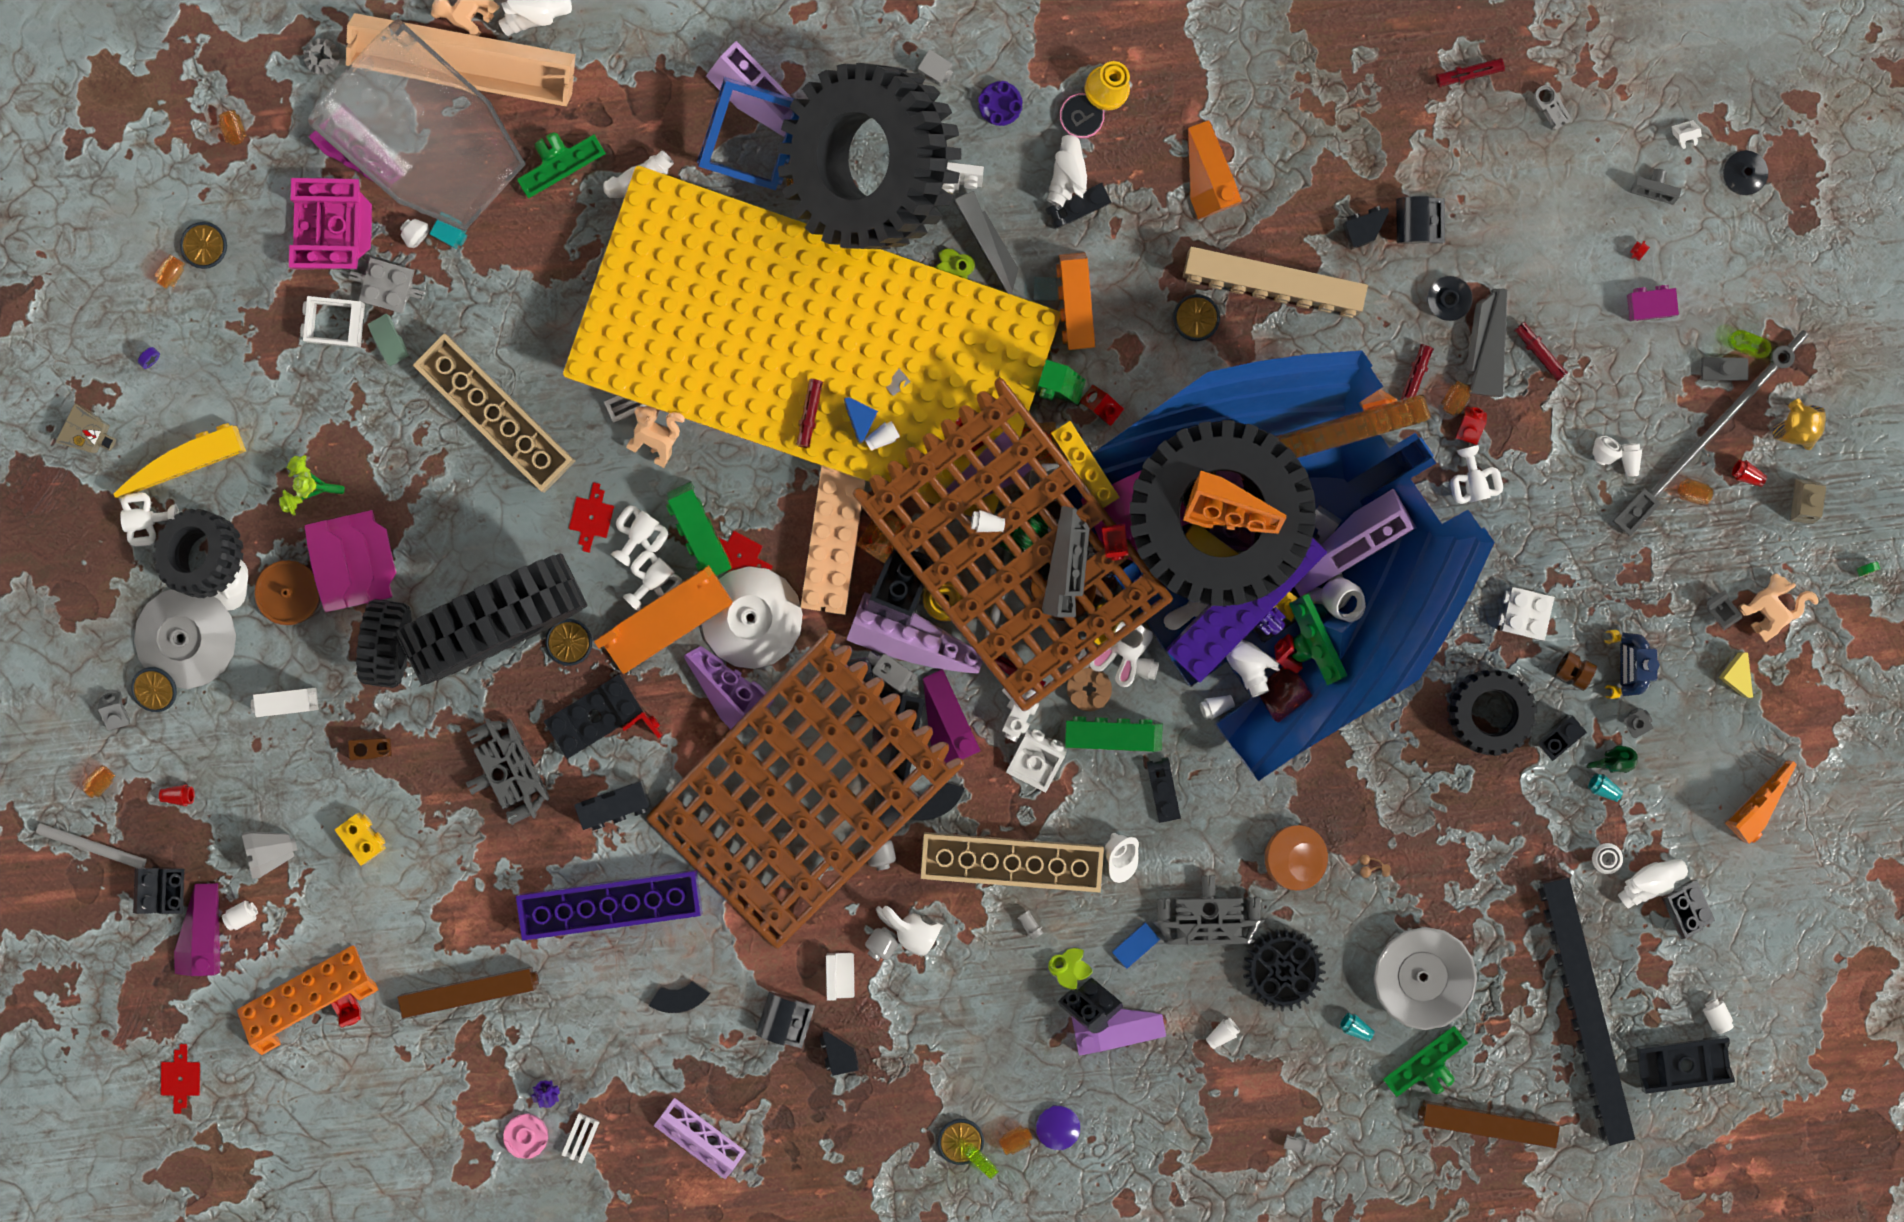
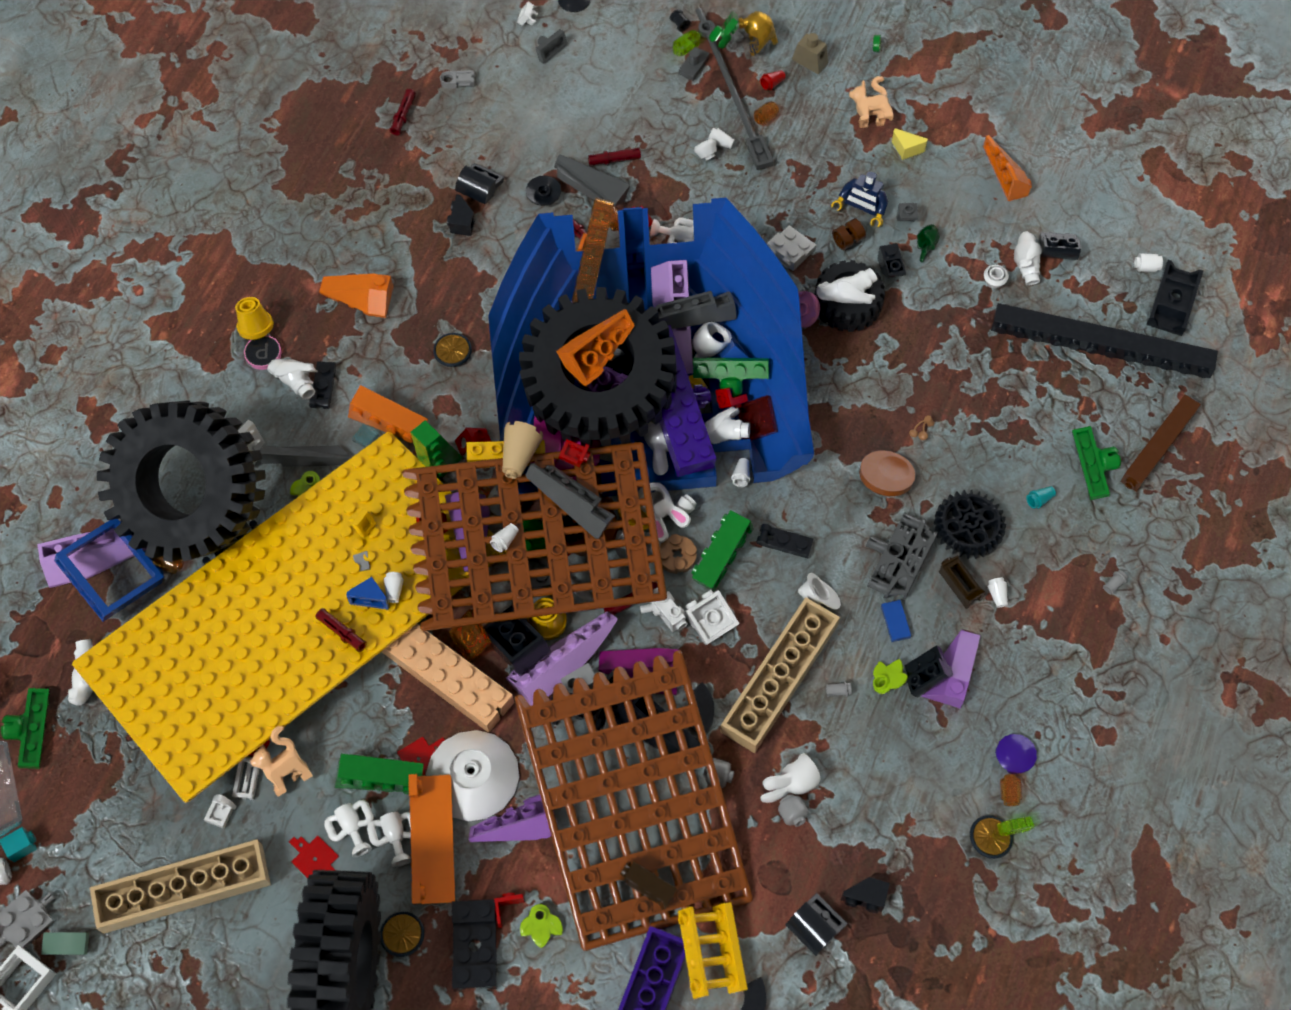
camera: 60 degrees left, 25 degrees down
(583, 399) = (220, 811): none -> white tile
(613, 806) = (557, 969): black wedge -> none
(643, 768) = (541, 928): none -> lime plate
(715, 954) = (729, 948): none -> yellow fence
(730, 849) = (647, 884): none -> dark brown window
(840, 975) = (802, 860): white panel -> none
(935, 359) = (362, 522): none -> yellow tile
(1000, 103) = (217, 395): dark purple dish -> none
(1083, 485) = (519, 447): none -> tan cone
(1224, 970) = (956, 586): none -> dark brown window
(1274, 281) = (458, 284): tan brick -> none
(1358, 565) = (697, 310): none -> dark grey wedge
(1448, 671) = (808, 308): none -> bright pink tile
(1448, 982) = (1031, 414): light grey dish -> none
(1485, 715) = (849, 289): none -> white animal
(1604, 787) = (943, 256): teal cone -> none
(1639, 250) = (584, 73): red plate -> none
(1652, 304) = (624, 80): magenta brick -> none
(1723, 610) = (857, 133): dark grey bracket -> none
(1777, 319) = (680, 20): none -> black bush
(1779, 391) = (729, 26): none -> green plate

